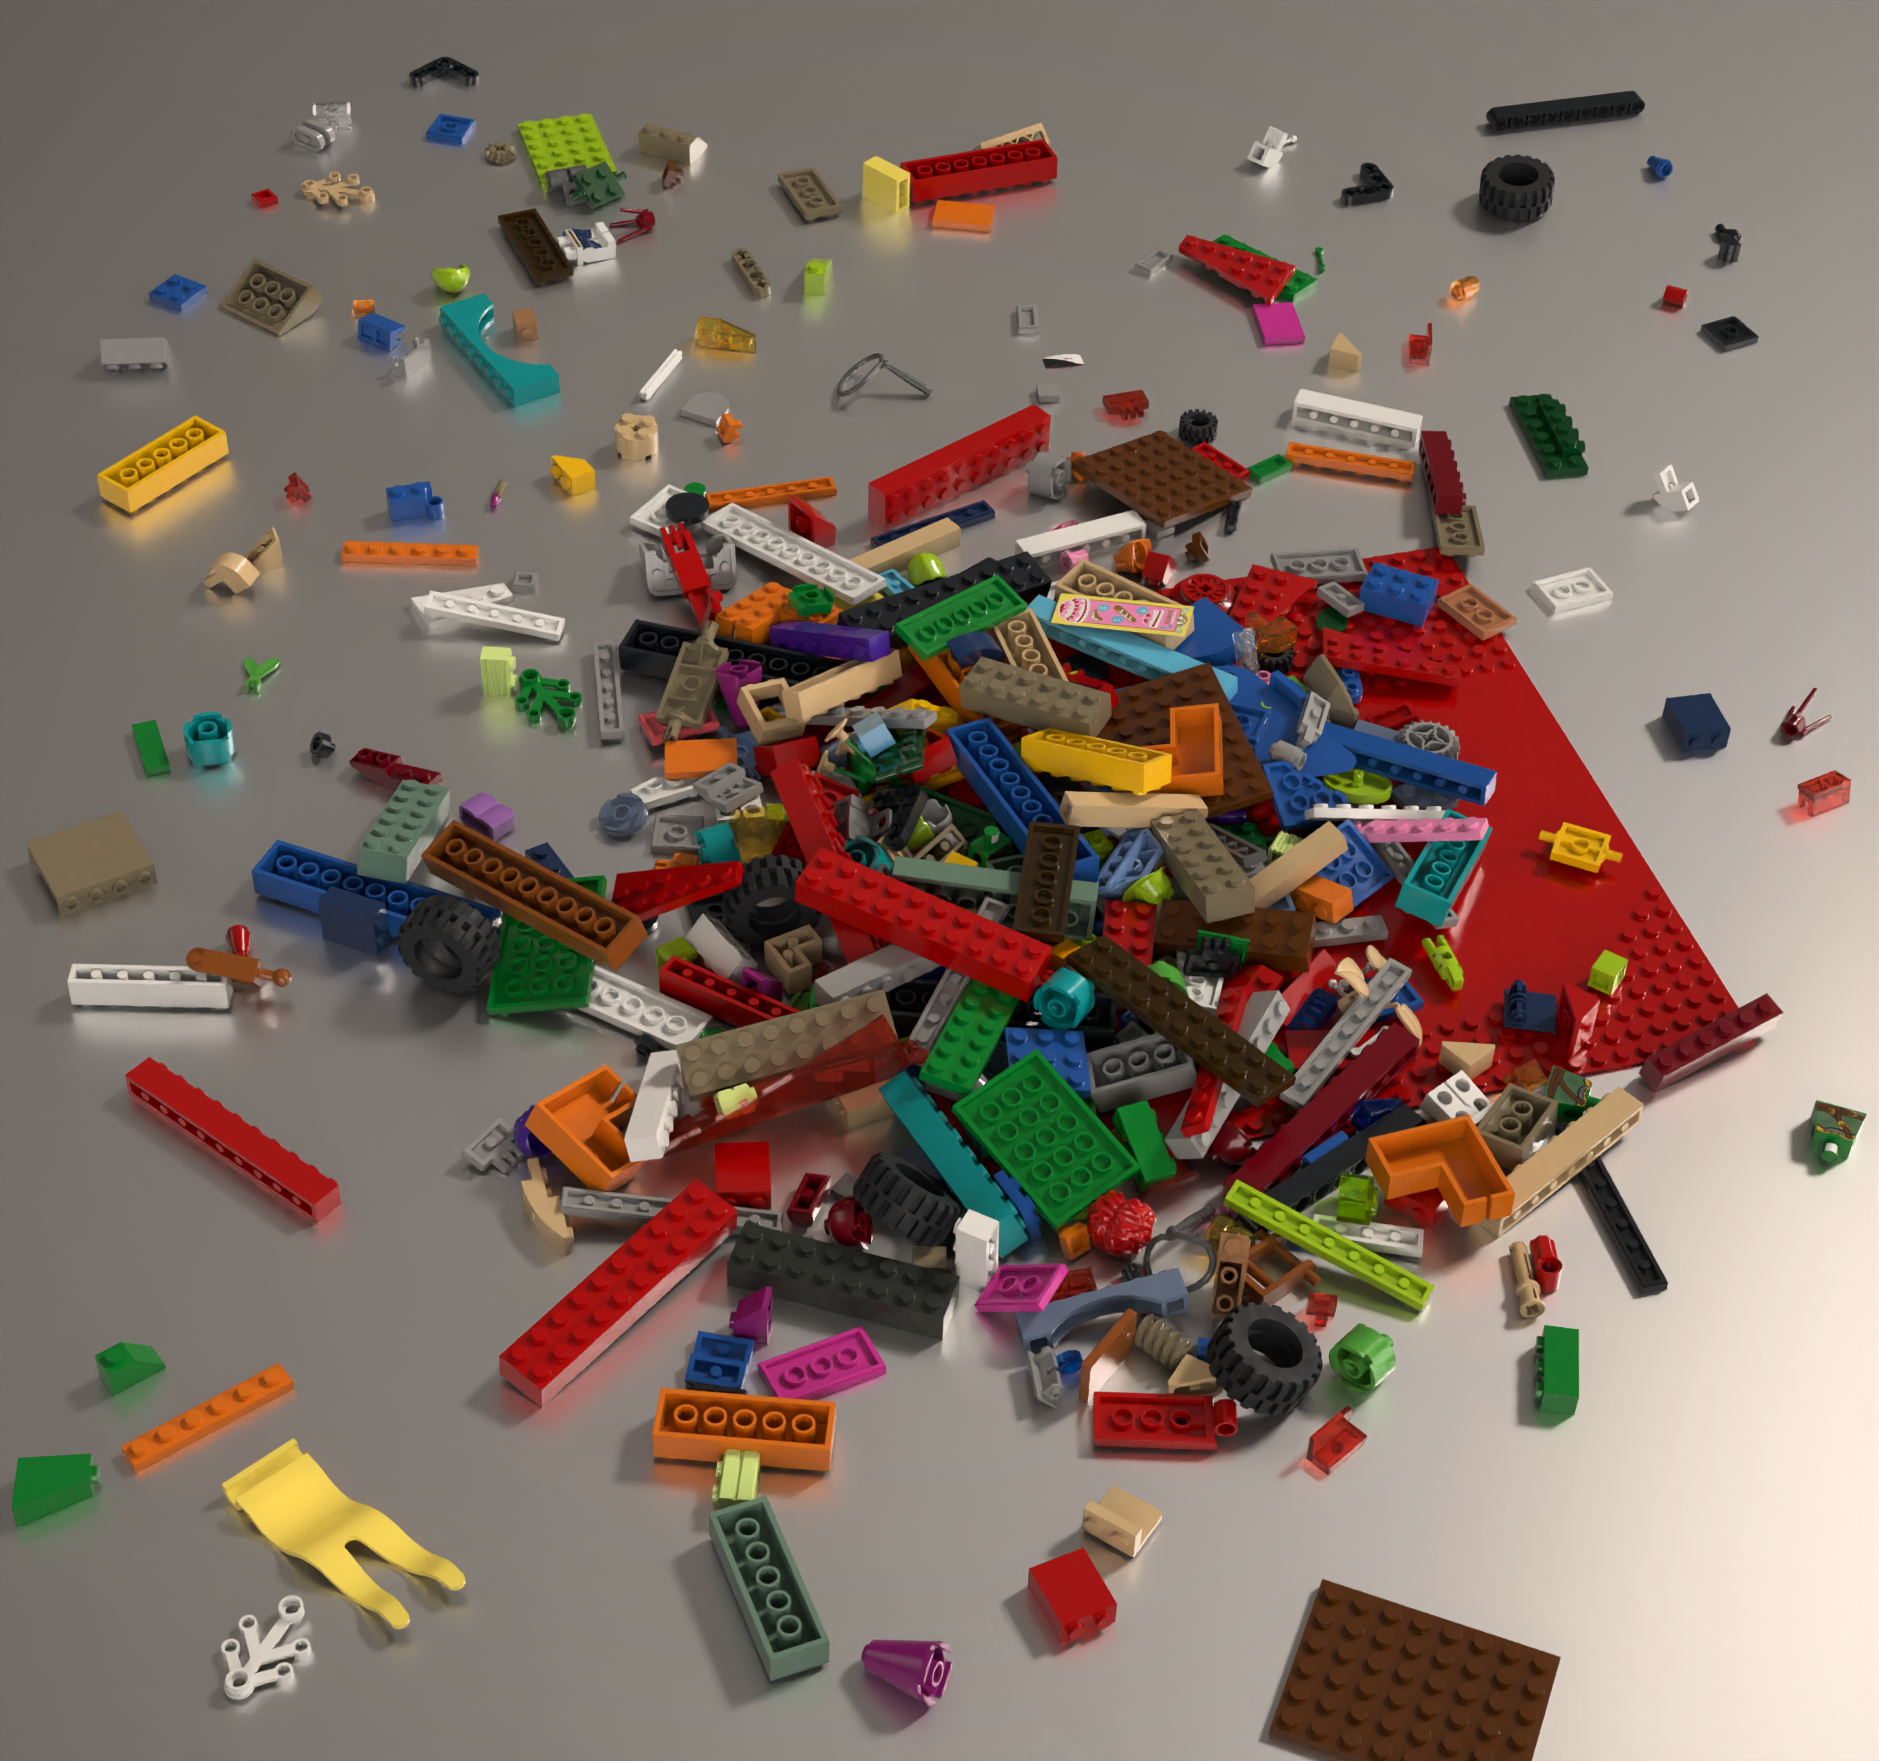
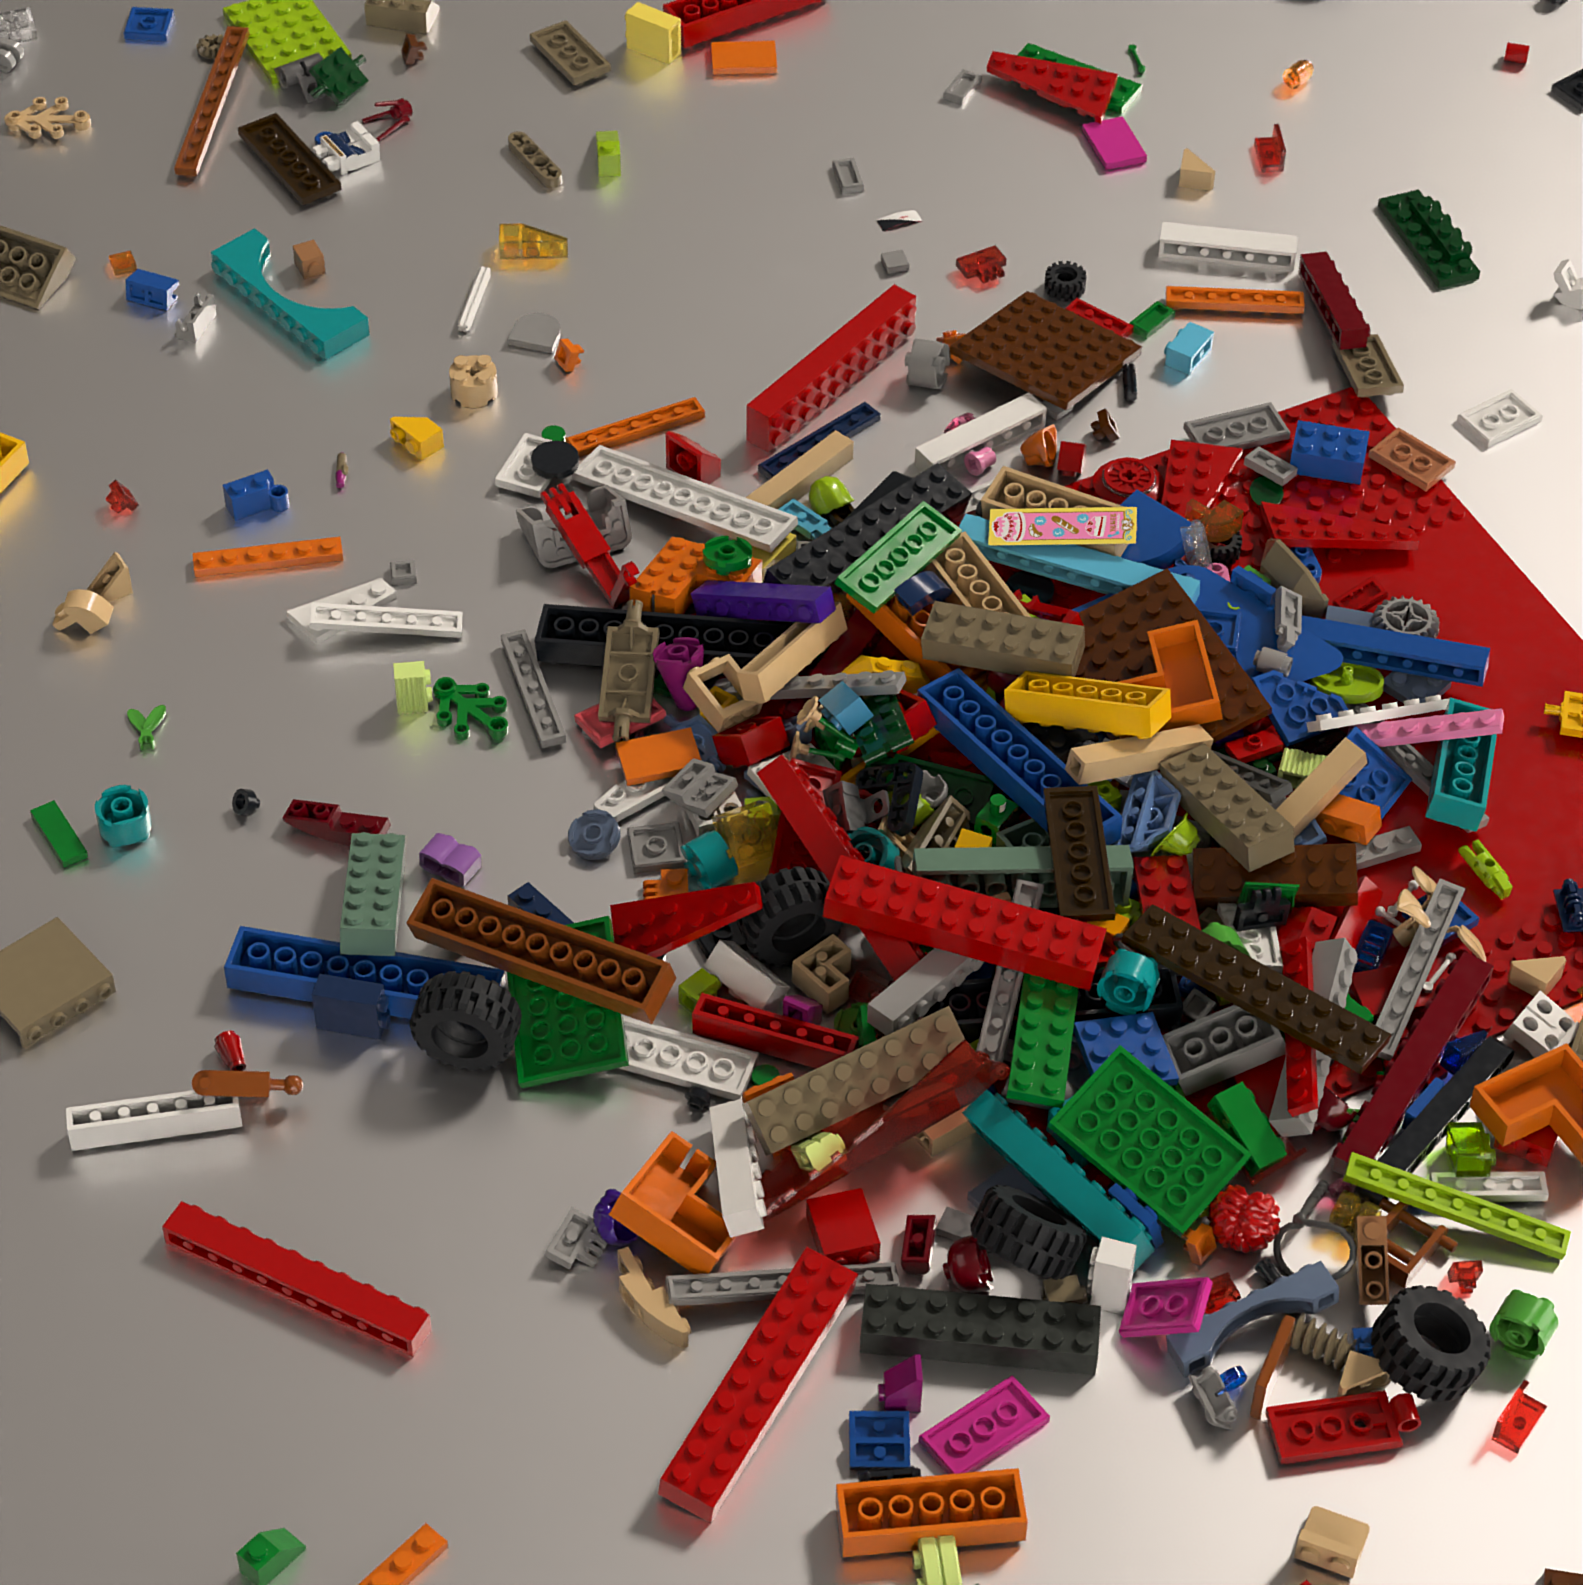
camera: 10 degrees left, 5 degrees up
(451, 279) = (211, 215): lime hair -> none
(482, 193) = (211, 101): none -> dark orange plate
(882, 364) = (714, 256): dark grey piece -> none
(1252, 825) = (1254, 746): none -> red plate
(1295, 495) = (1188, 348): none -> medium azure brick

